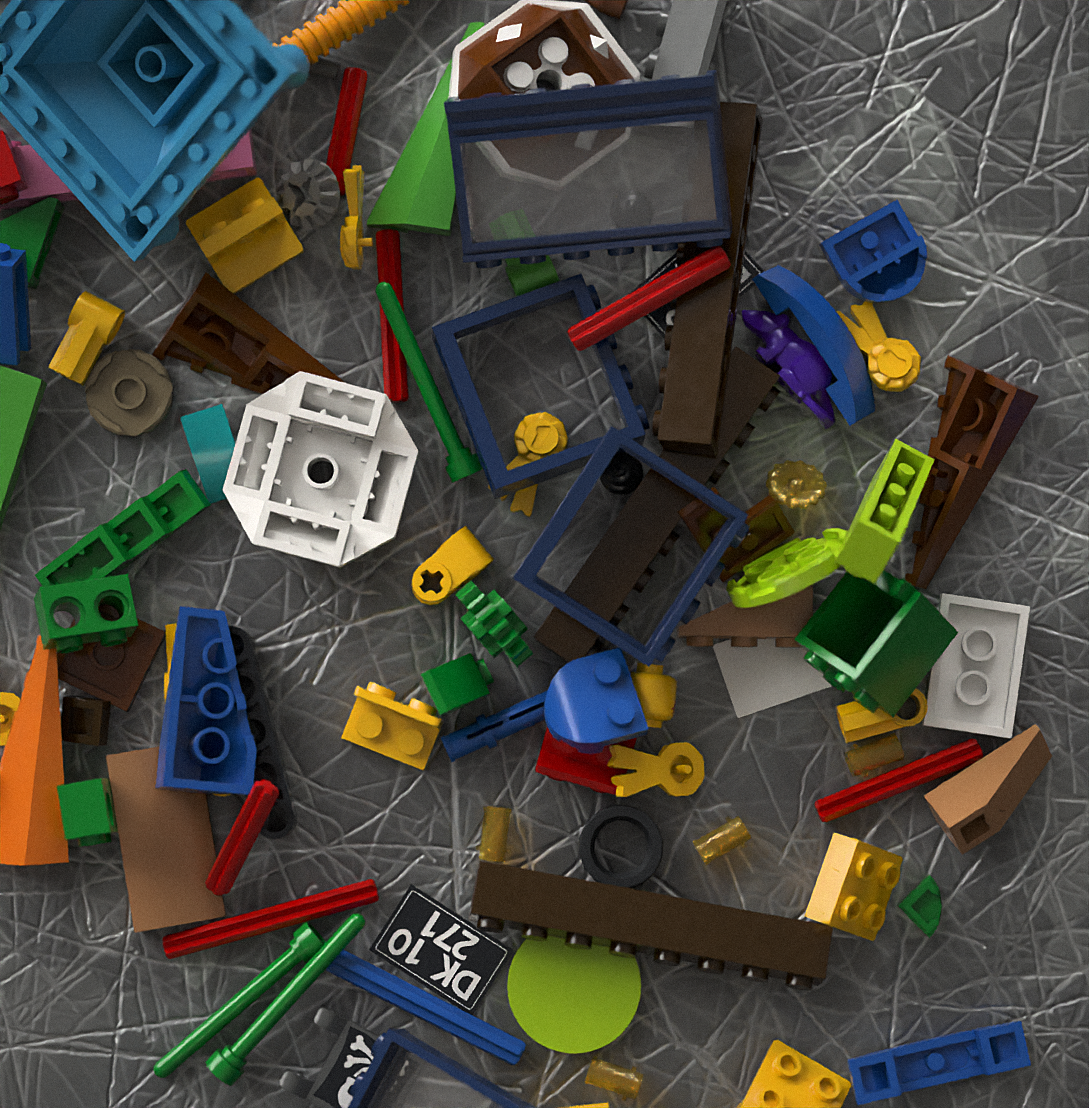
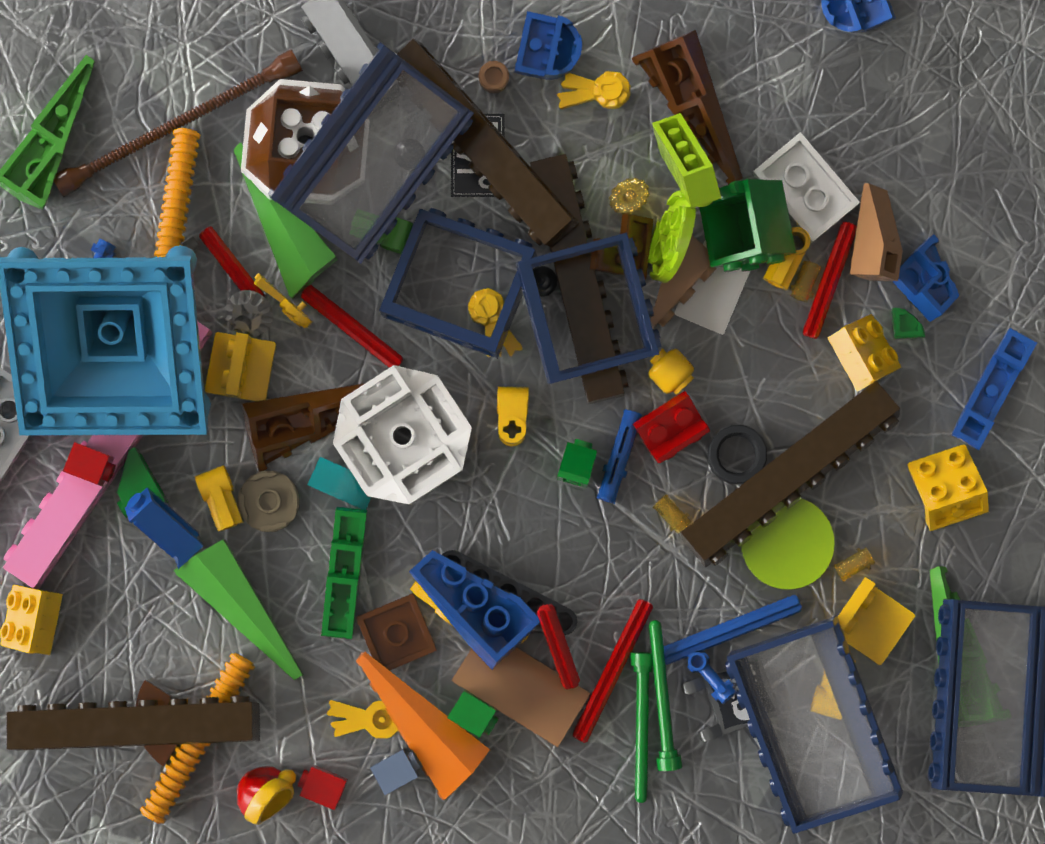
camera: 45 degrees left, 0 degrees up
(82, 602) = (362, 622): green brick -> none
(85, 720) = (422, 675): dark brown plate -> none
(361, 1007) = (700, 663): none -> blue bar
(392, 727) = (569, 517): yellow bracket -> none
(441, 950) = (707, 596): black sticker -> none
(460, 459) = (460, 358): green piece -> none
(494, 623) = (563, 416): green gear -> none
(594, 703) = (651, 400): blue slope -> none
(648, 298) = (465, 184): red axle -> none
(675, 769) = (722, 390): yellow piece -> none
(722, 840) = (780, 398): clear yellow pin -> none
(795, 227) = (493, 77): none -> medium nougat tile
(799, 363) = (569, 137): dark purple animal -> none
(829, 334) = (565, 108): blue slope -> none
(992, 885) = (927, 280): none -> blue slope

